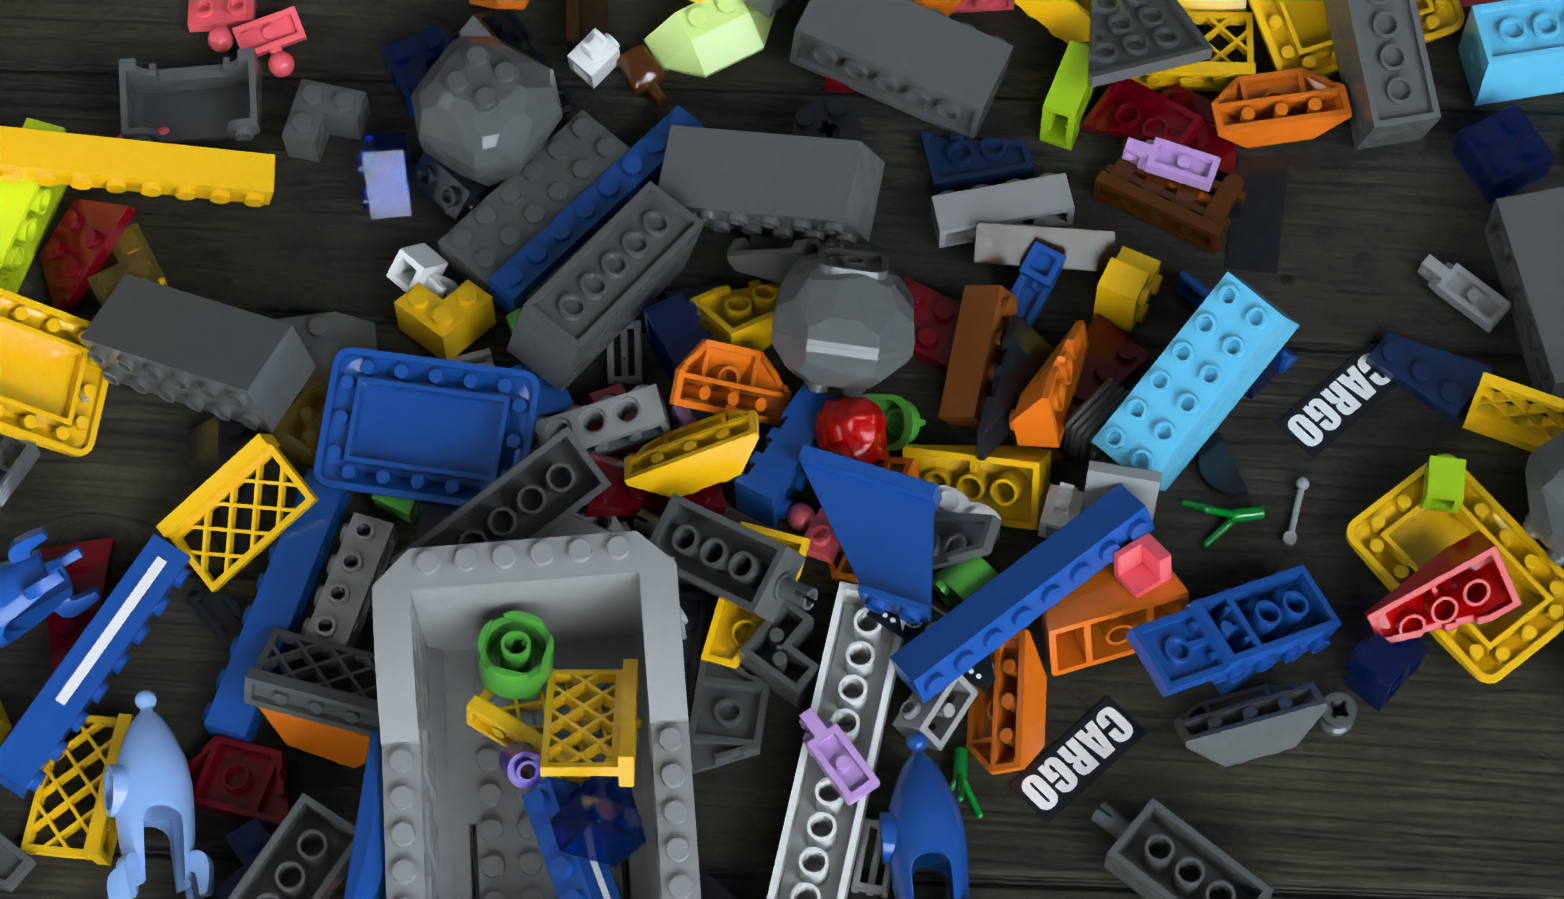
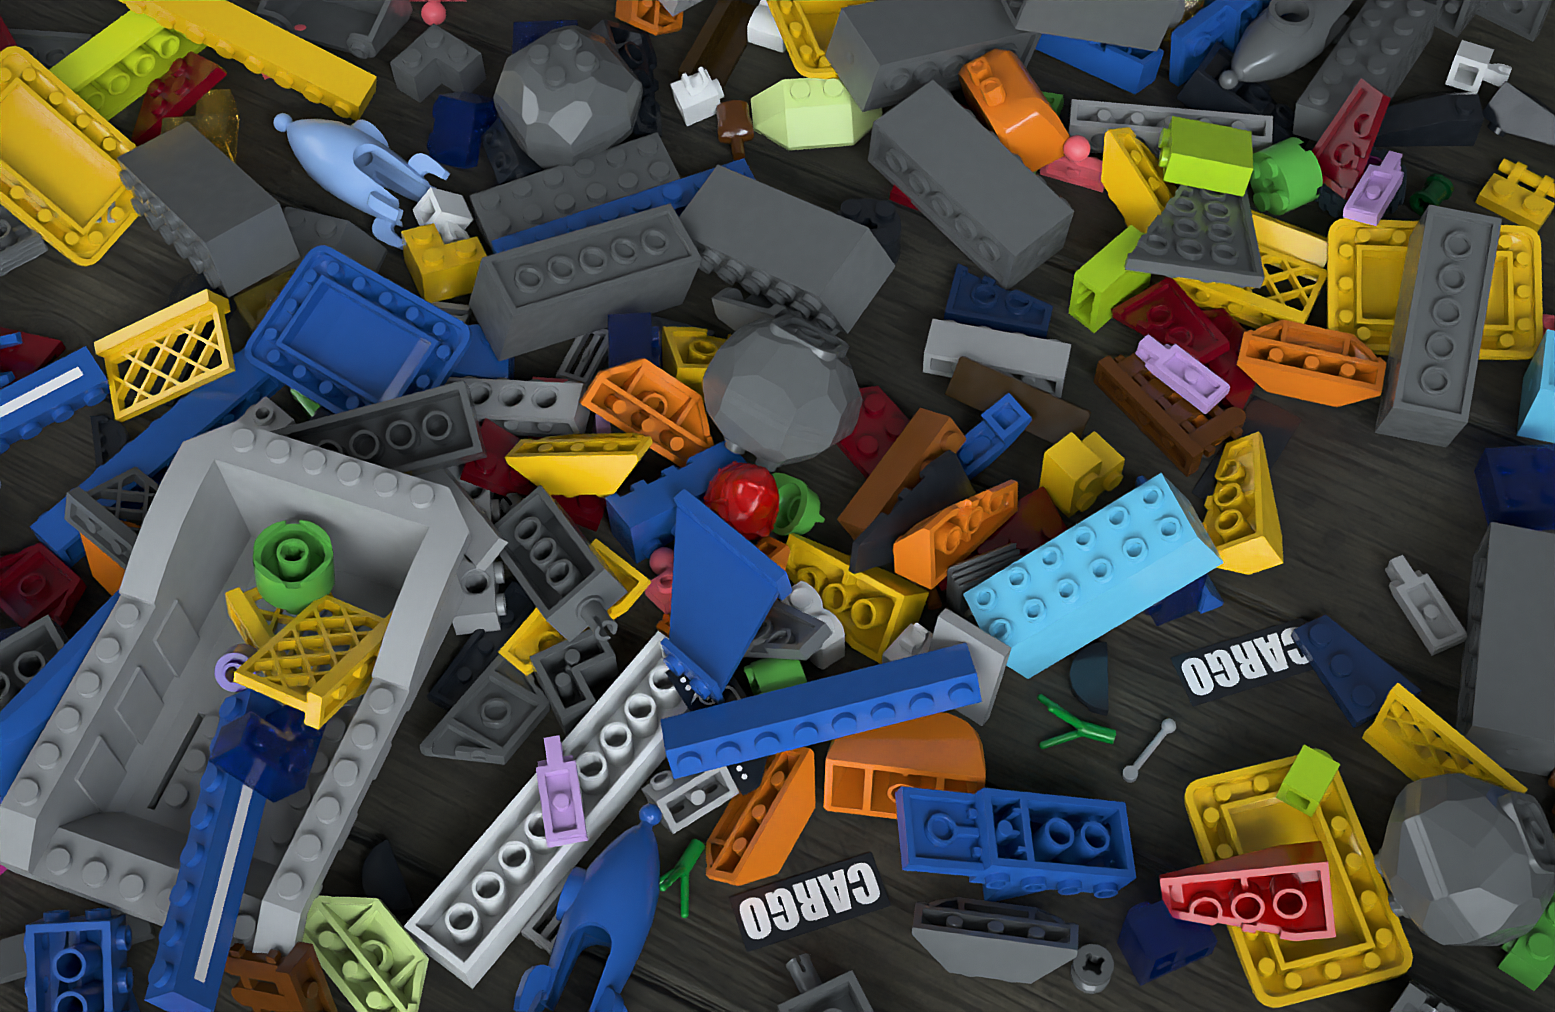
camera: 25 degrees right, 5 degrees down
(308, 253) = (358, 166): none -> light blue piece
(1142, 565) = (951, 732): coral panel -> none
(1278, 263) = (1243, 509): none -> yellow wedge

